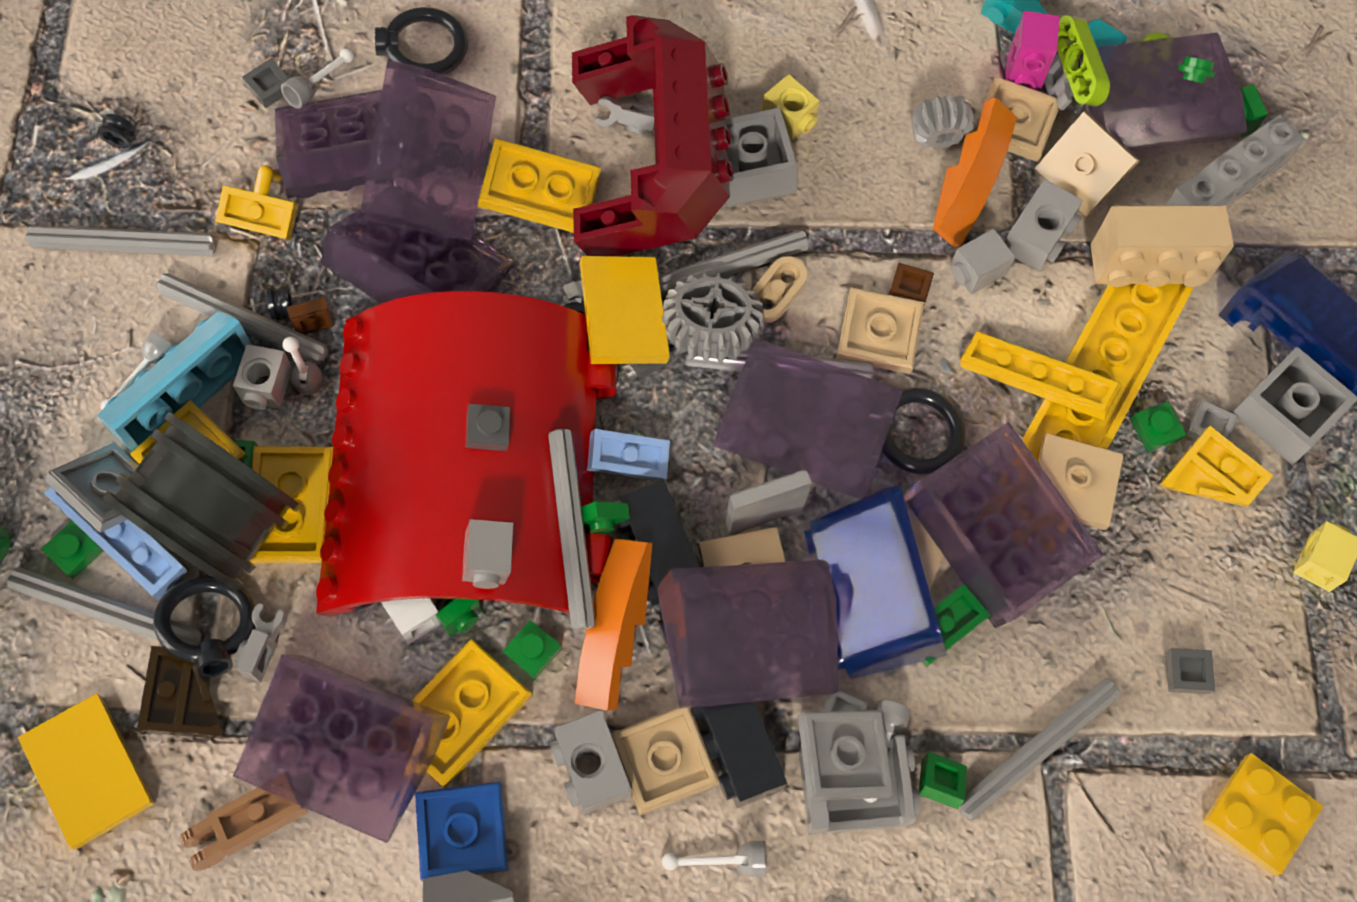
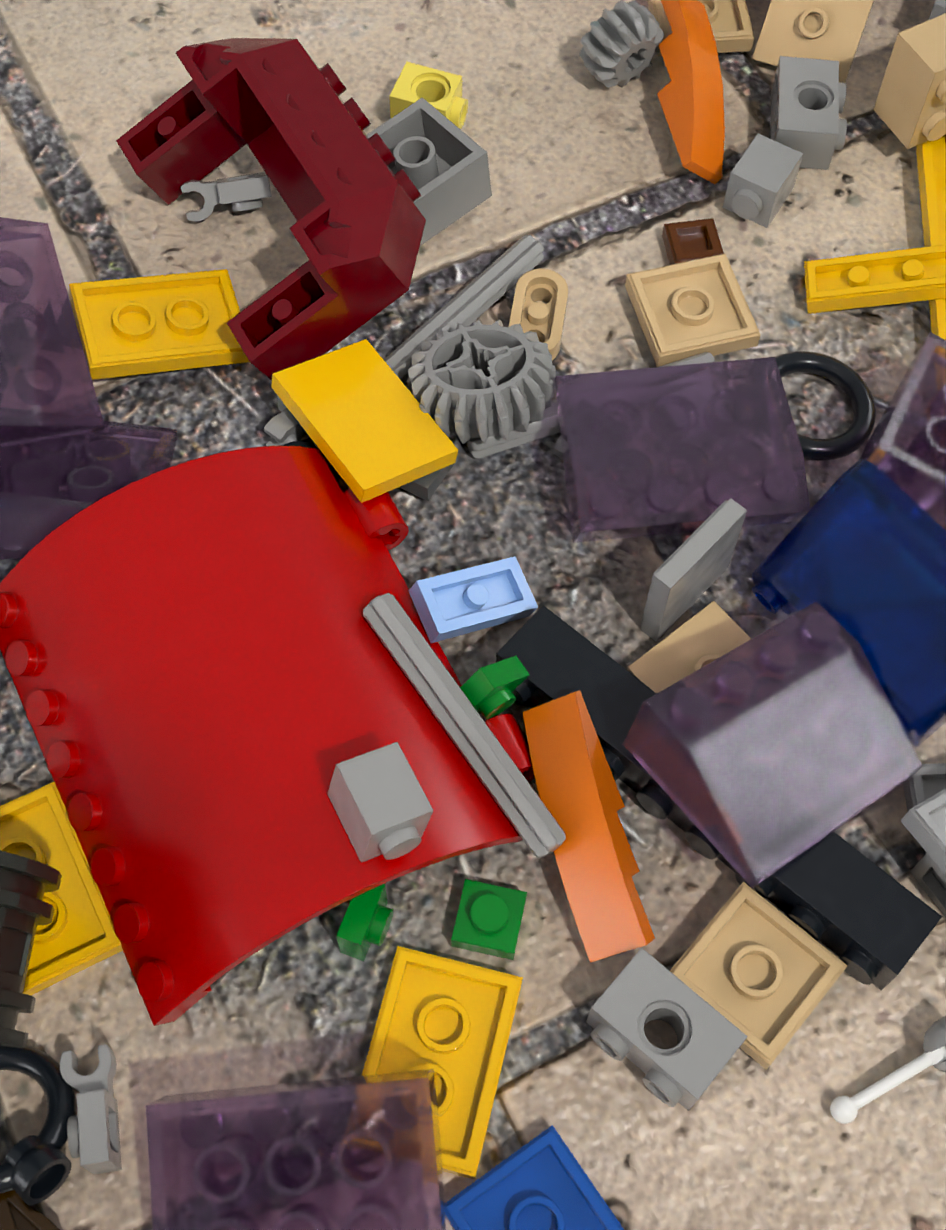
camera: 25 degrees left, 5 degrees down
(412, 617) = (298, 958): white brick -> none
(487, 427) = (279, 637): dark grey plate -> none

